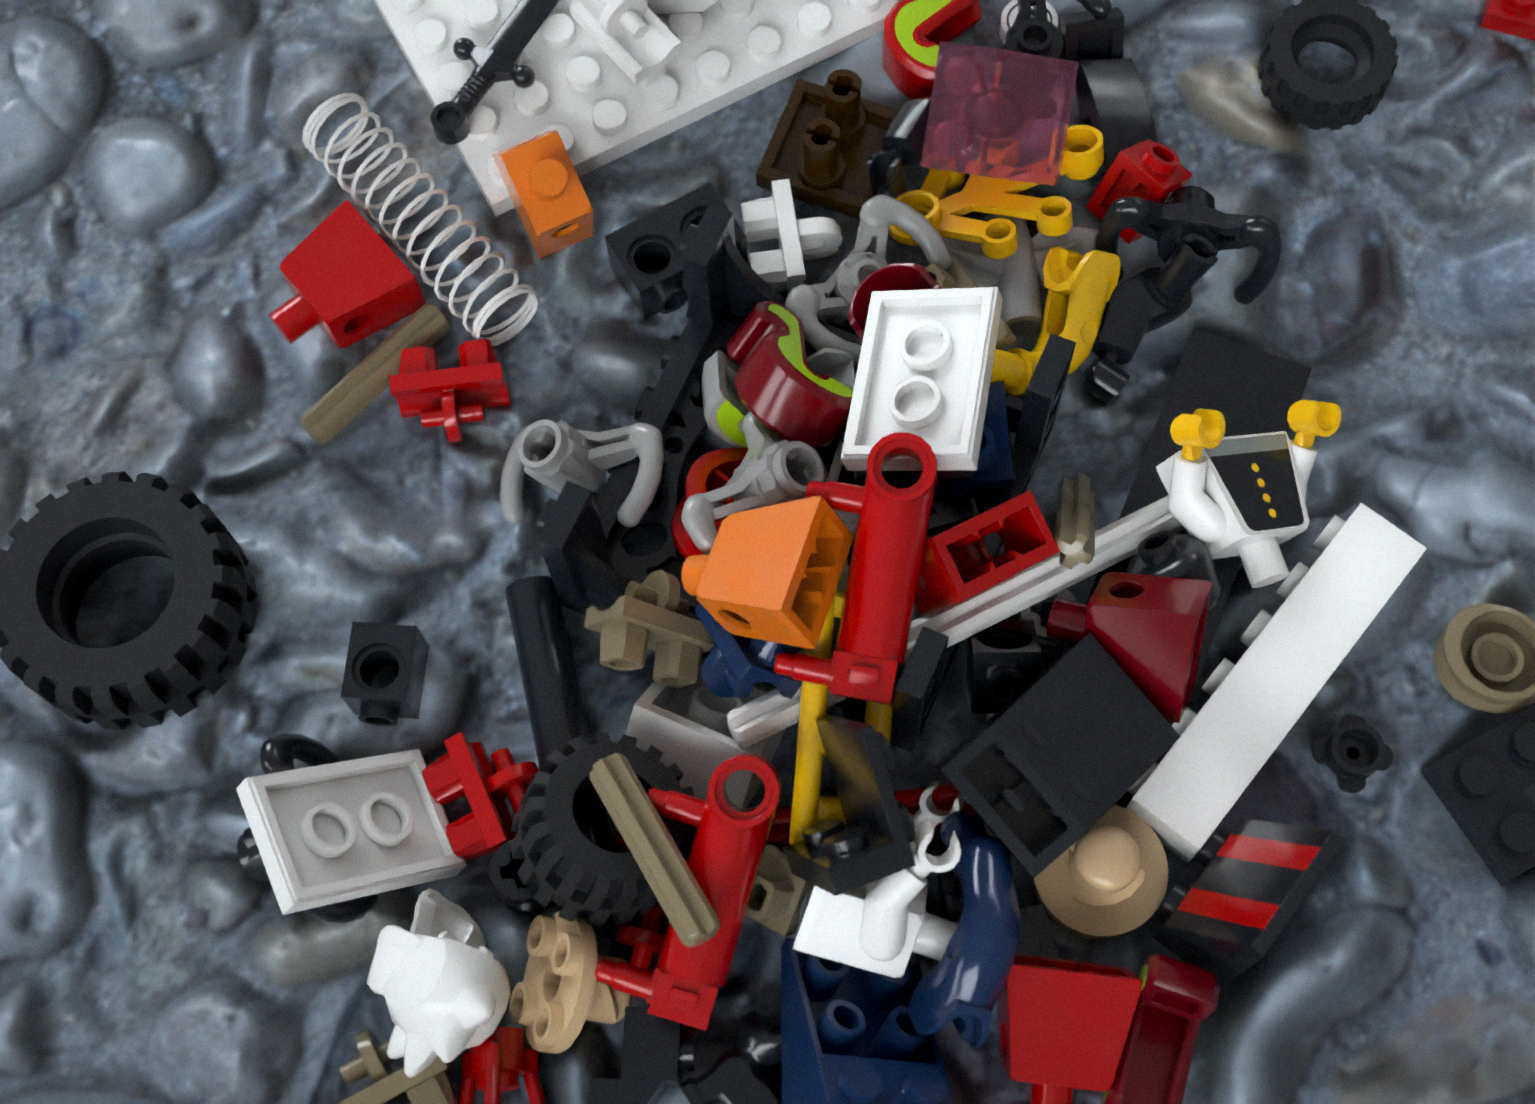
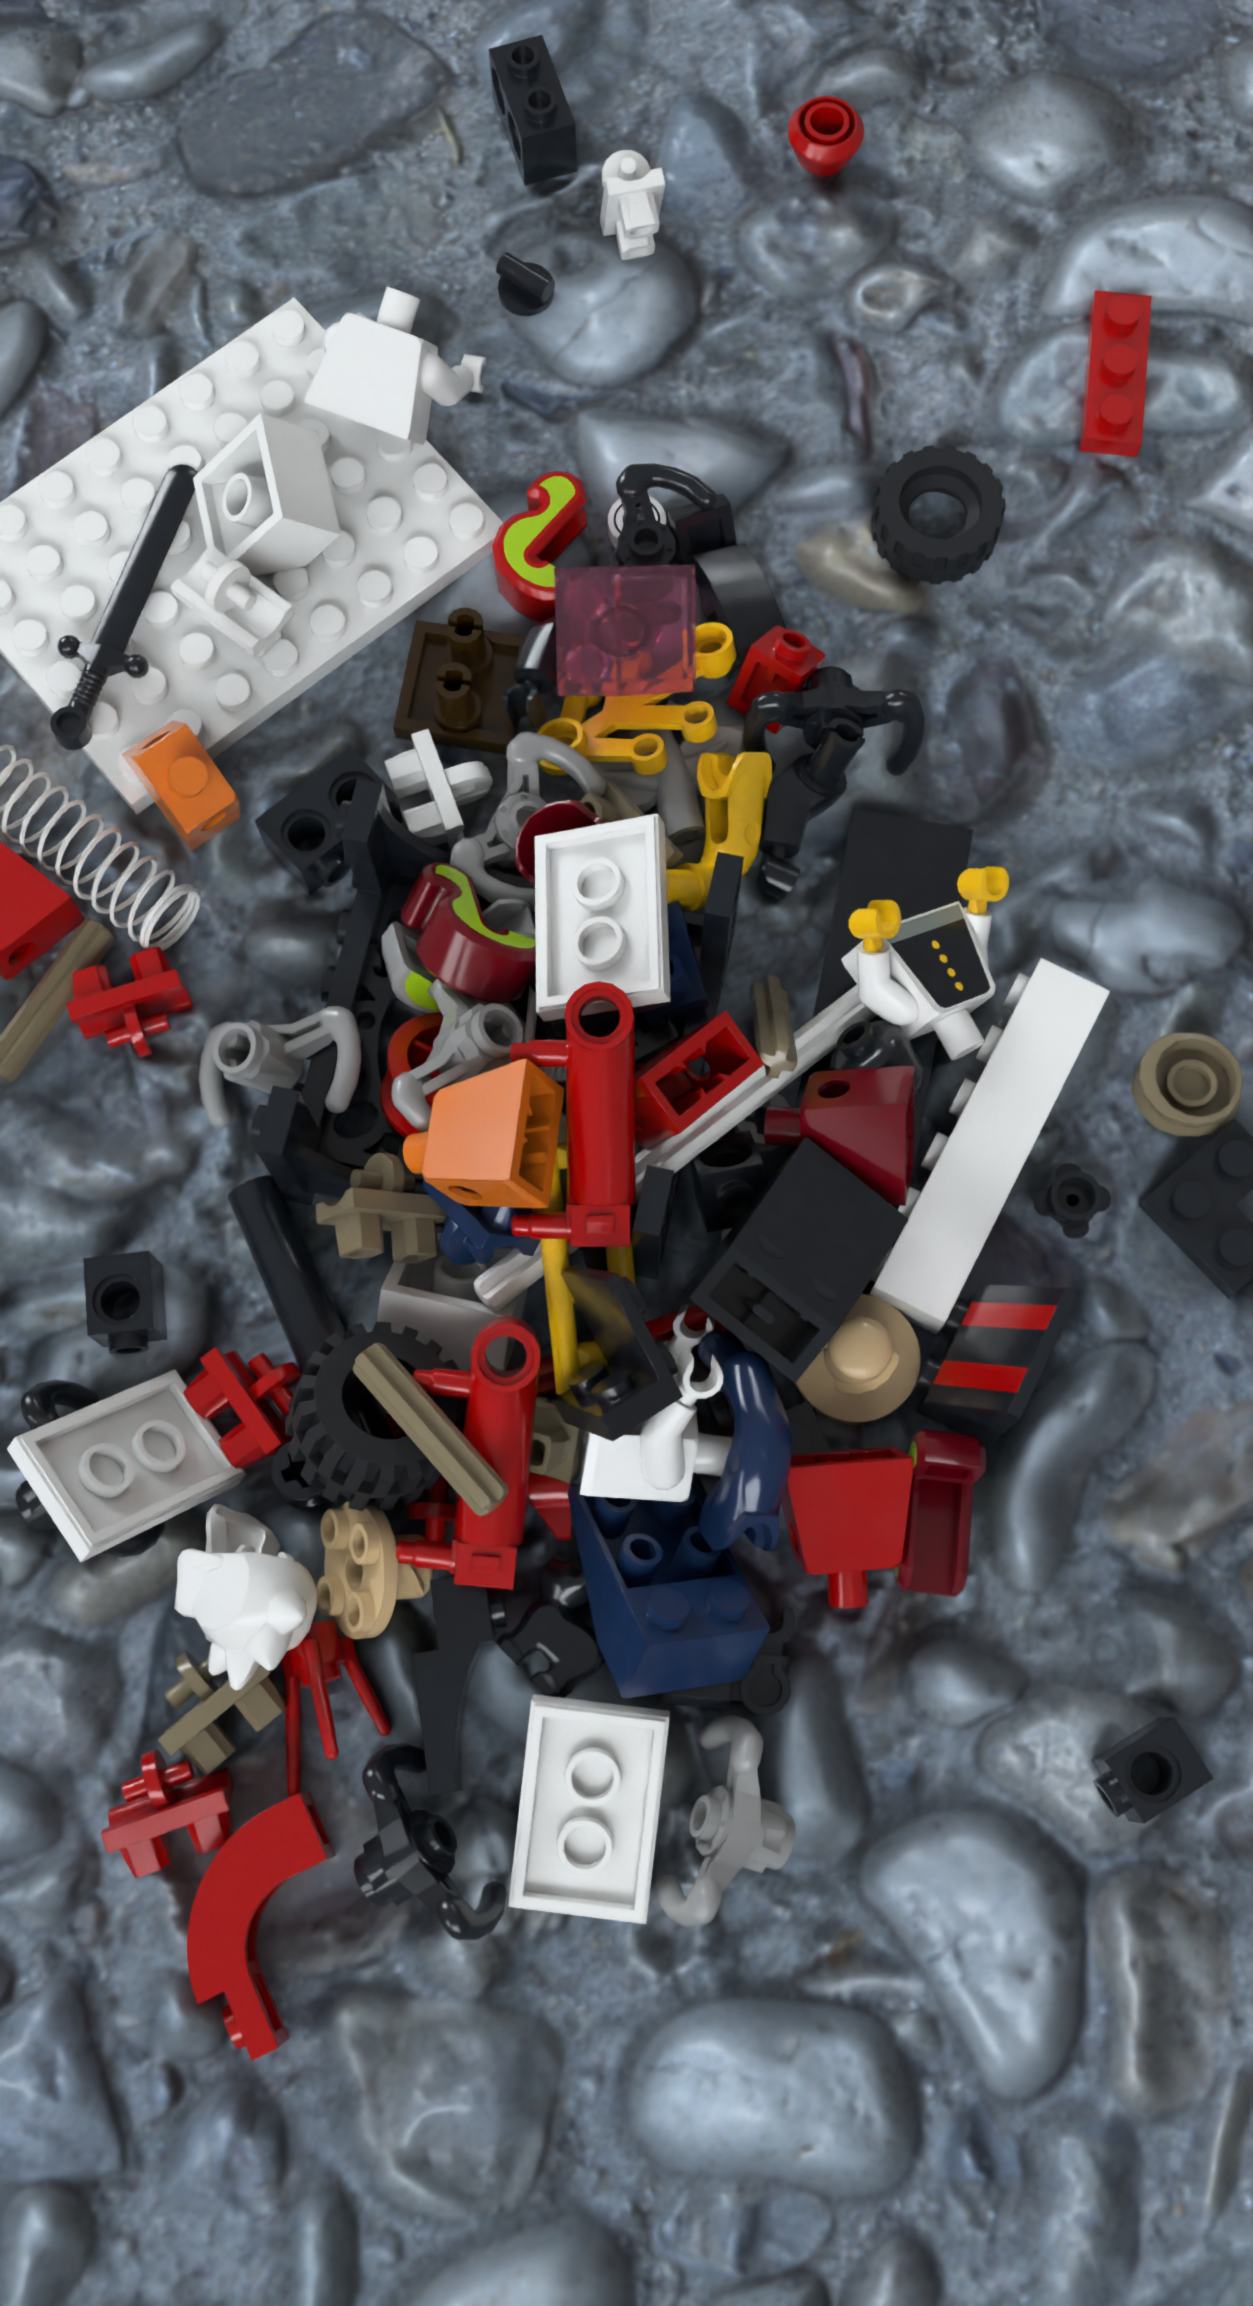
camera: 15 degrees left, 5 degrees up
(763, 953) = (551, 1502): none -> red piece

